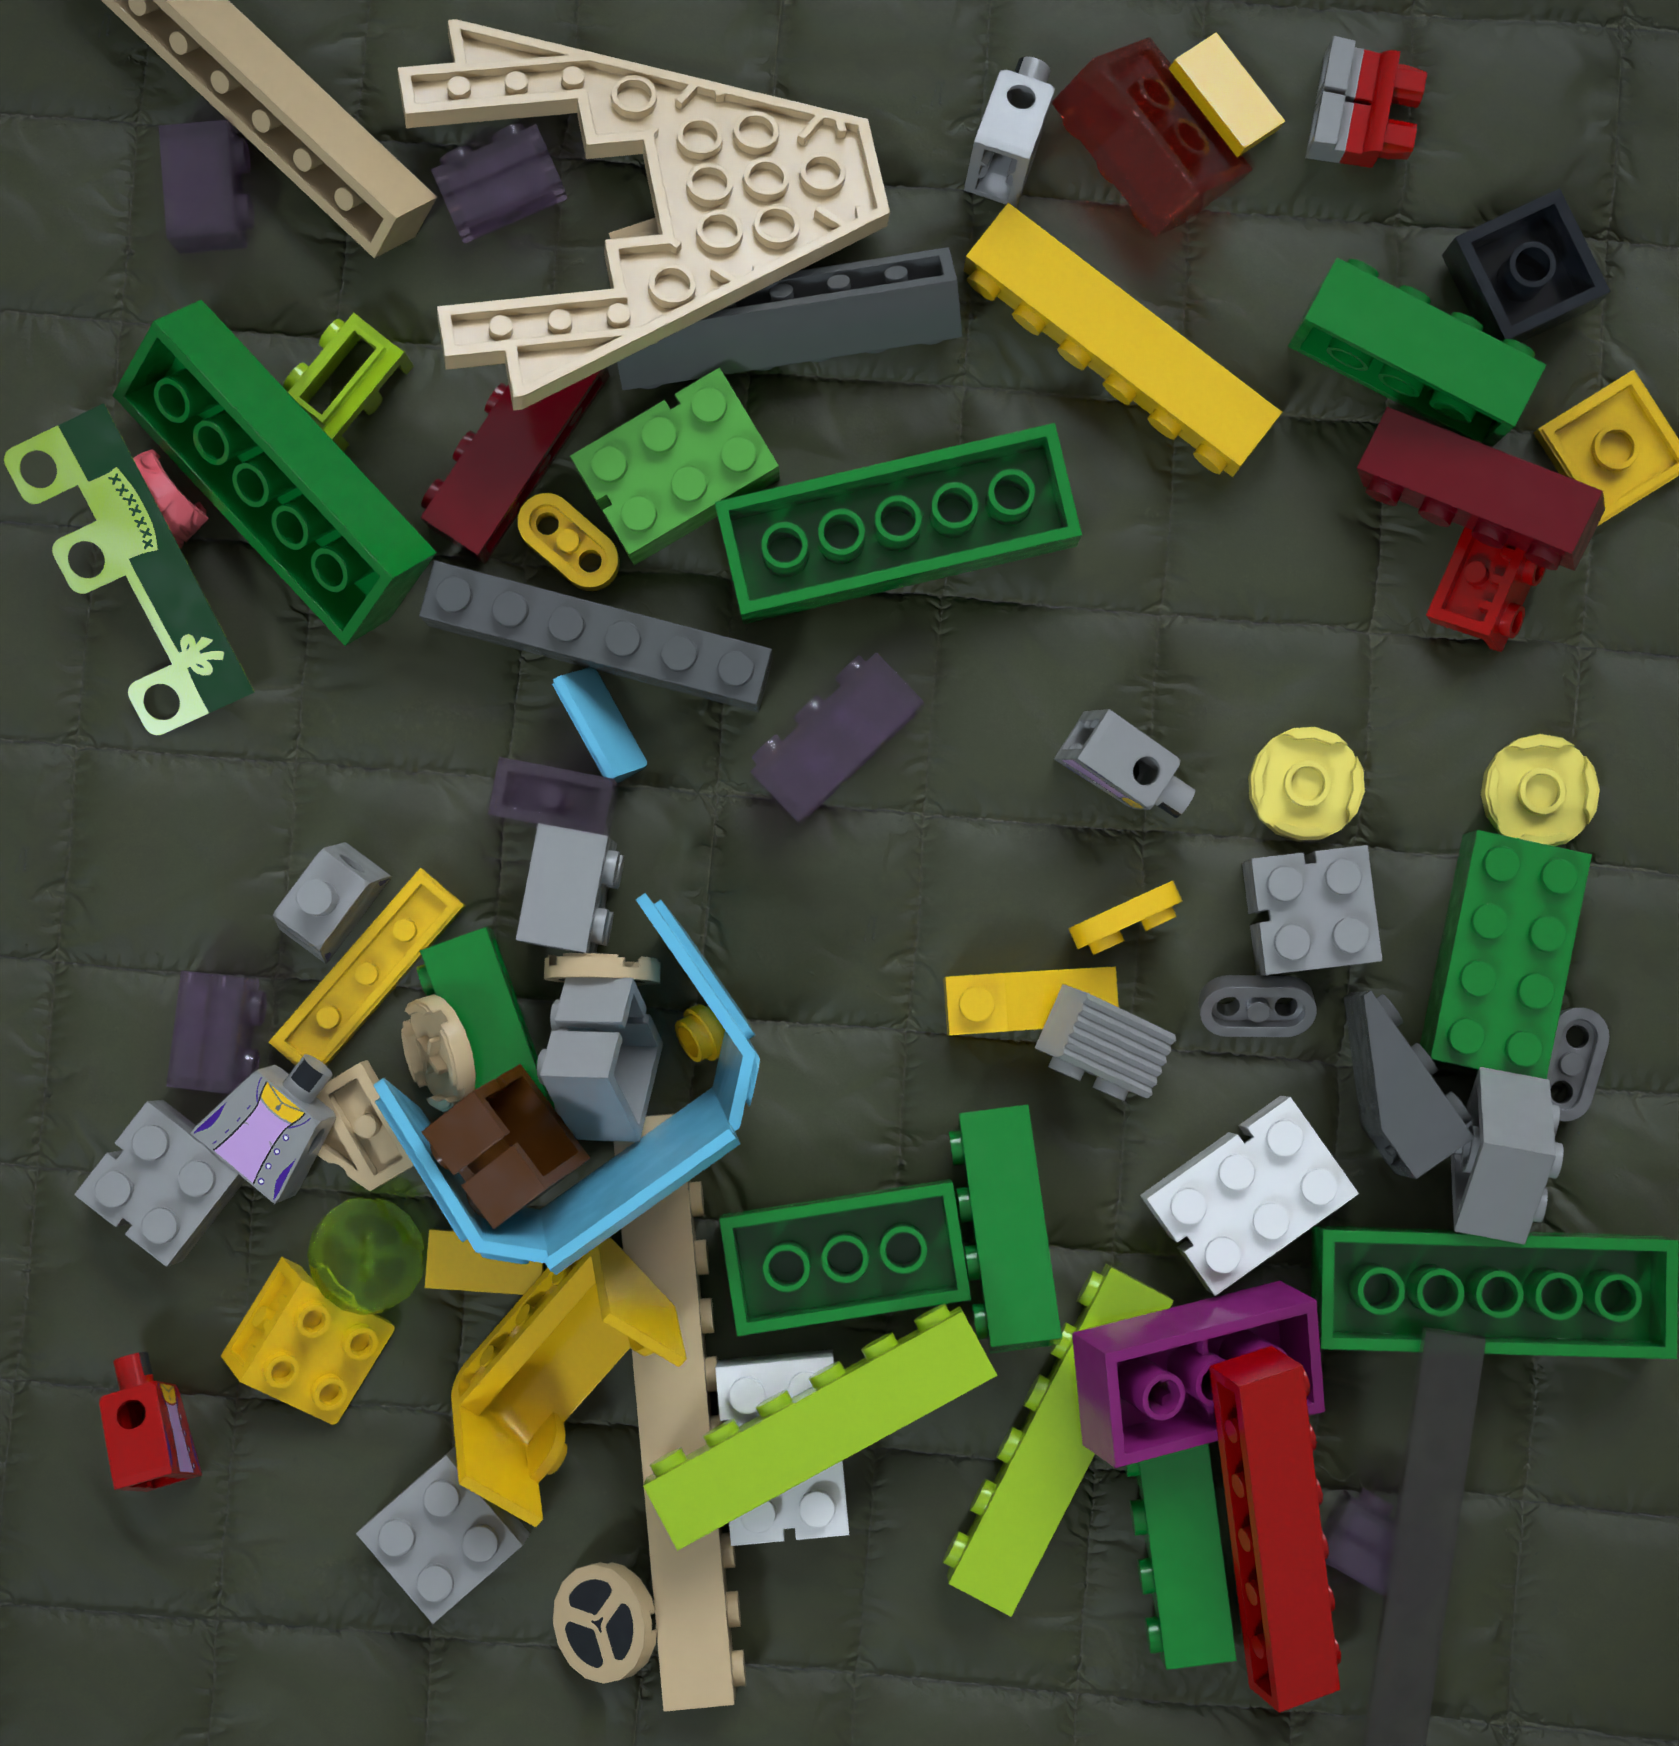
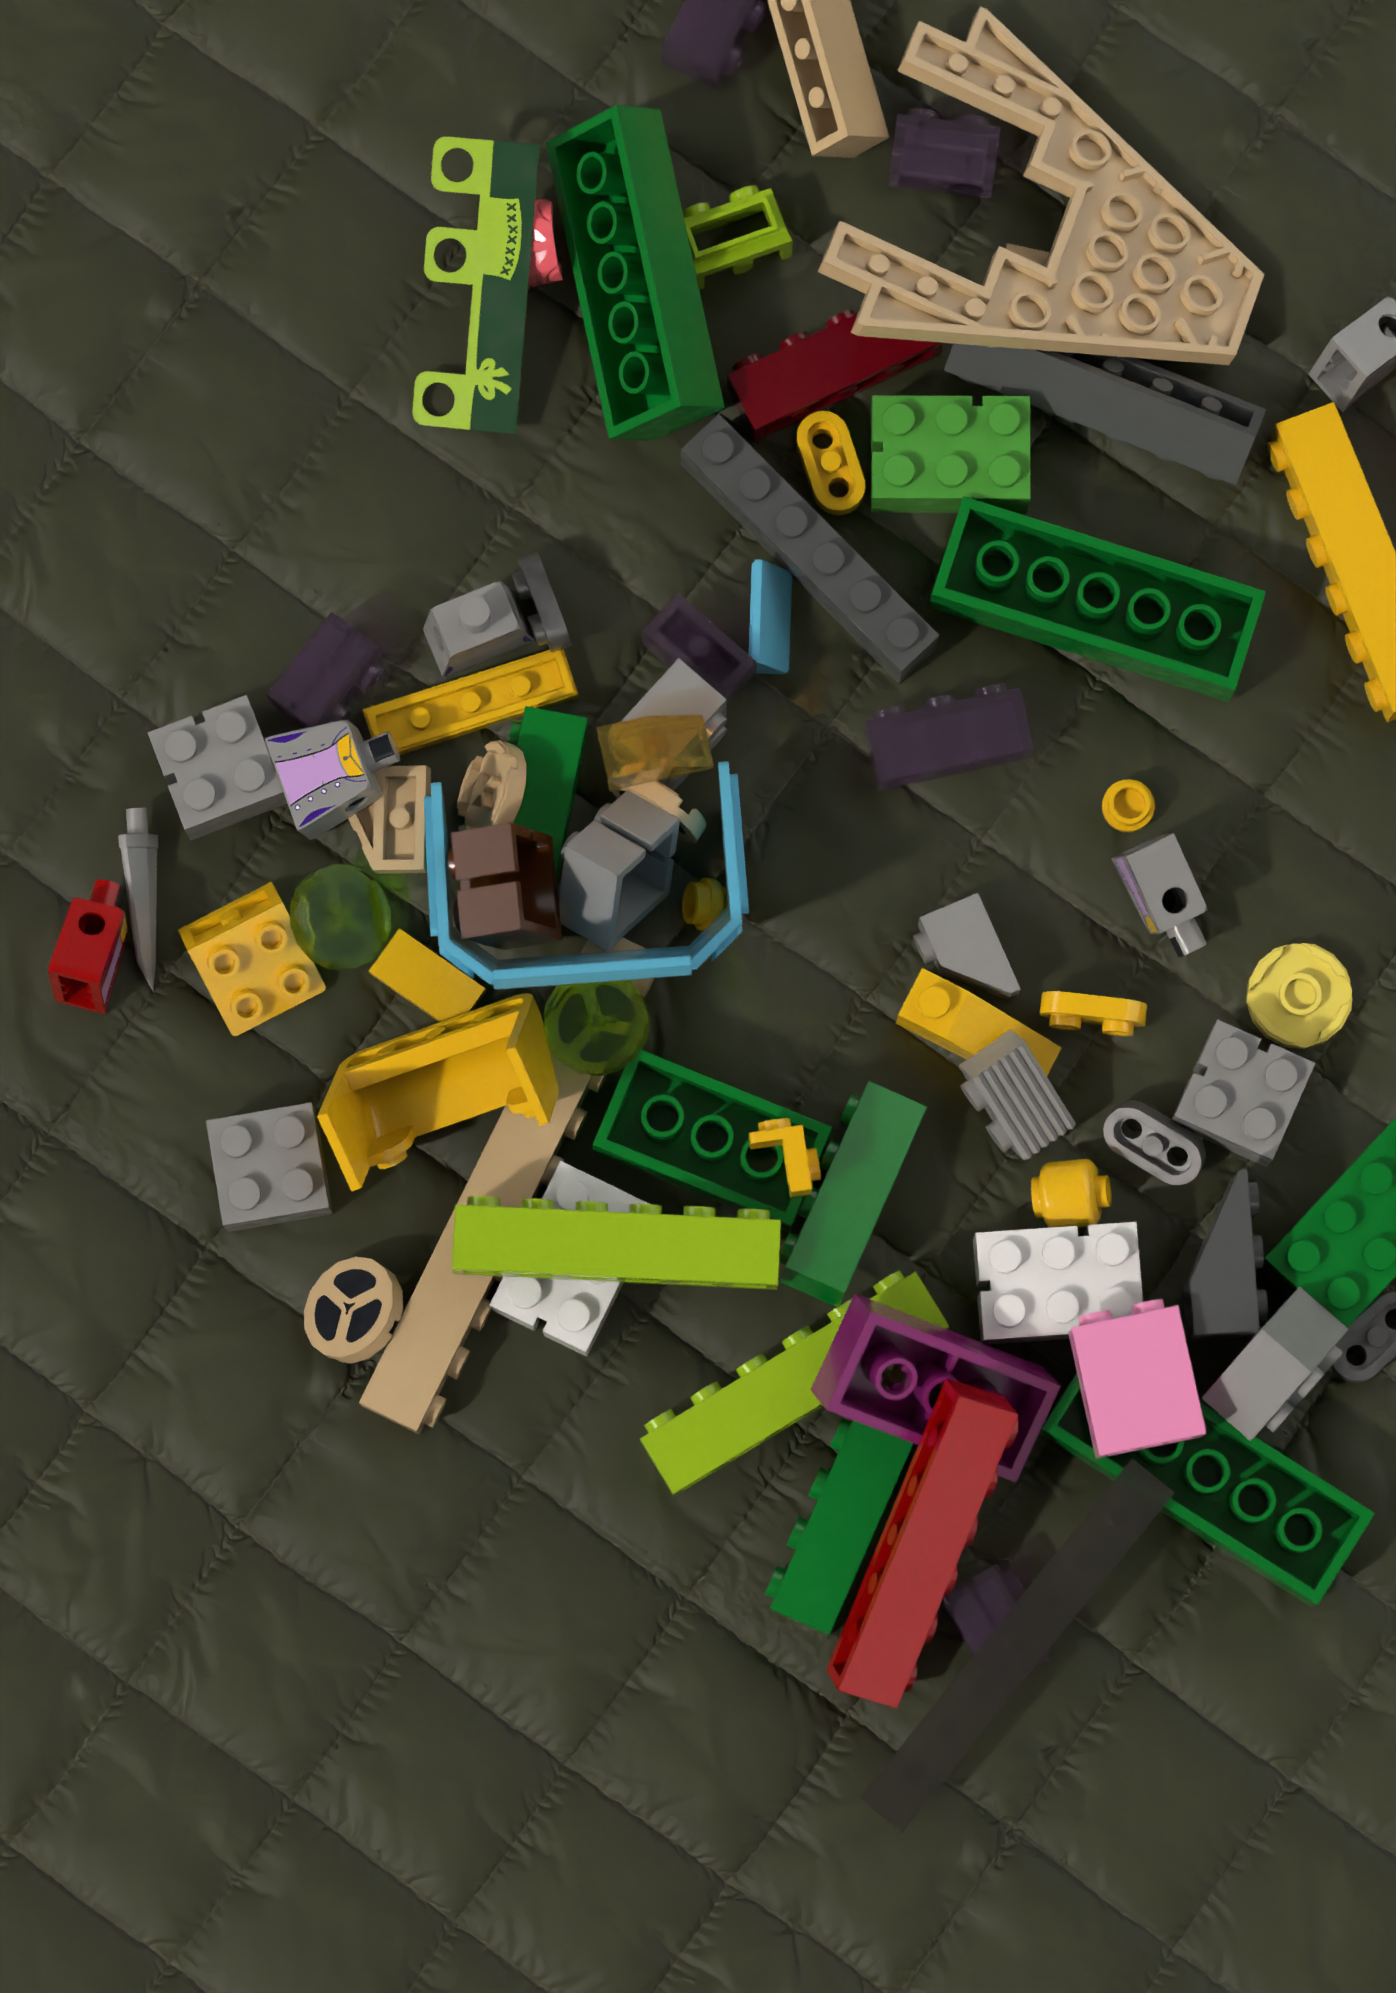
camera: 30 degrees right, 5 degrees down
(154, 1328) = (140, 875): none -> light grey bar
(358, 826) = (548, 622): none -> flat silver plate
(567, 929) = (653, 749): none -> clear yellow slope
(679, 1230) = (596, 1025): none -> clear neon green tile
(945, 1239) = (800, 1163): none -> yellow bracket
(972, 927) = (966, 947): none -> light grey slope
(1041, 700) = (1128, 805): none -> yellow plate
(1208, 1102) = (1070, 1193): none -> yellow head
(1387, 1255) = (1136, 1379): none -> bright pink brick

